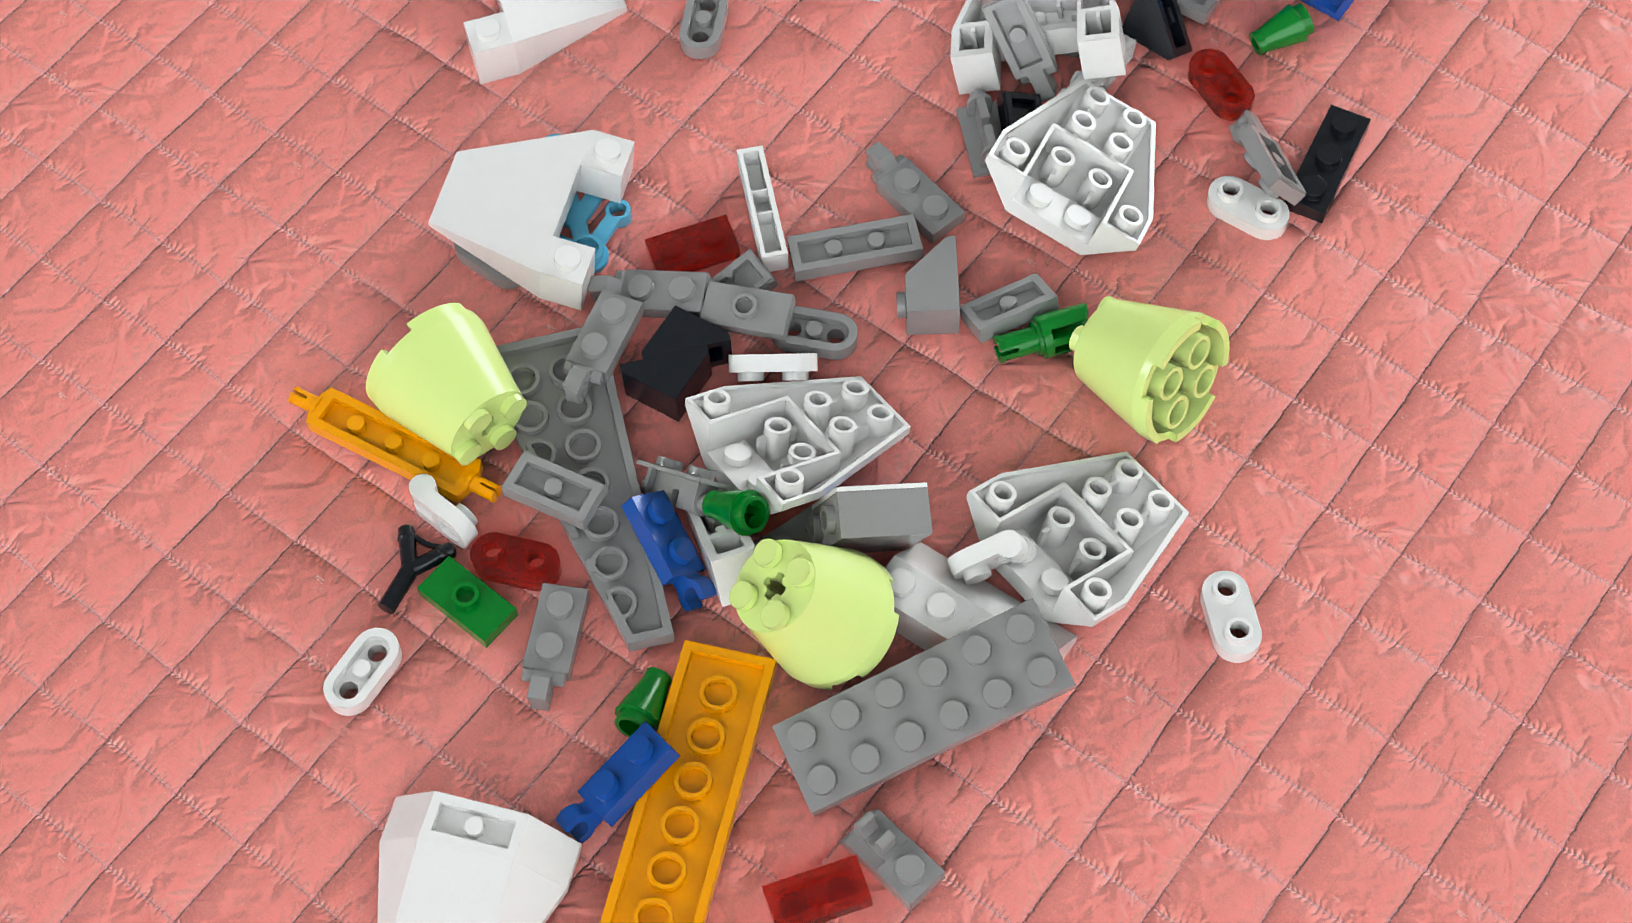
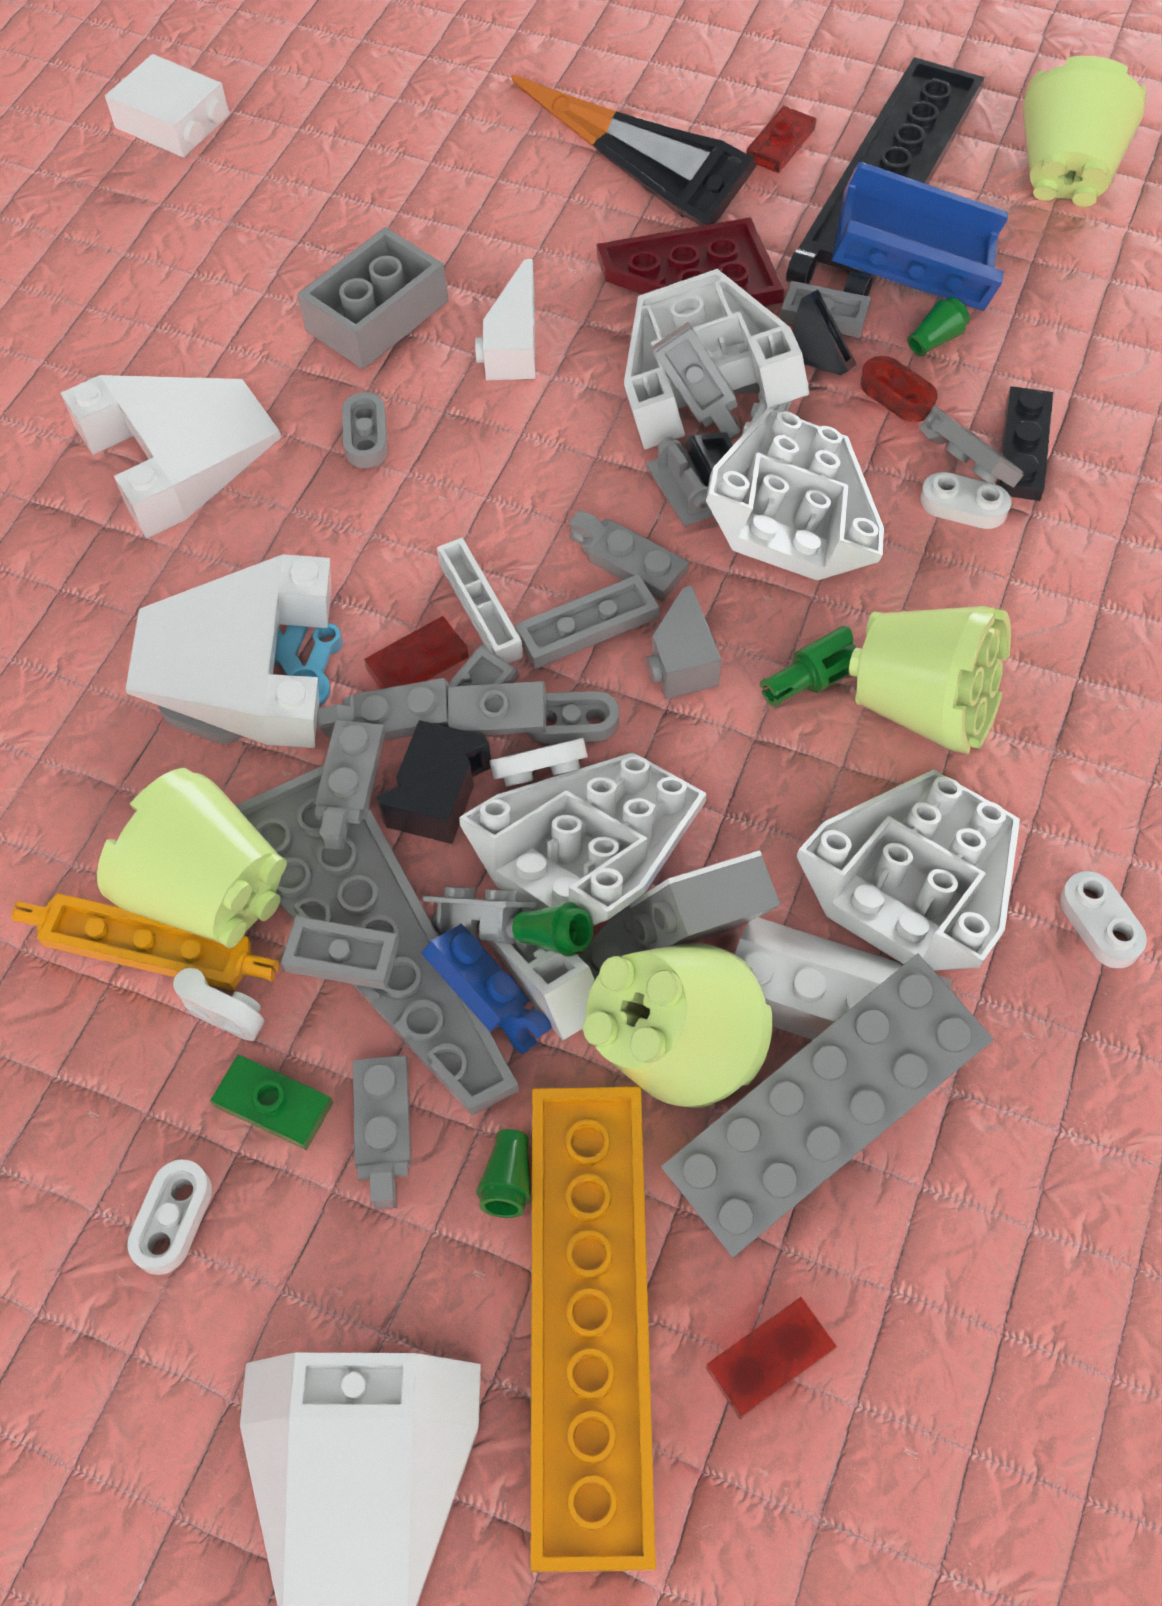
camera: 15 degrees left, 0 degrees up
(412, 565) = (198, 1075): black piece -> none
(512, 563) = (312, 1044): clear red plate -> none
(618, 783) = (505, 1279): blue plate -> none
(893, 858) = (839, 1287): light grey plate -> none
(978, 560) = (828, 924): white plate -> none
(1008, 307) = (766, 647): light grey plate -> none

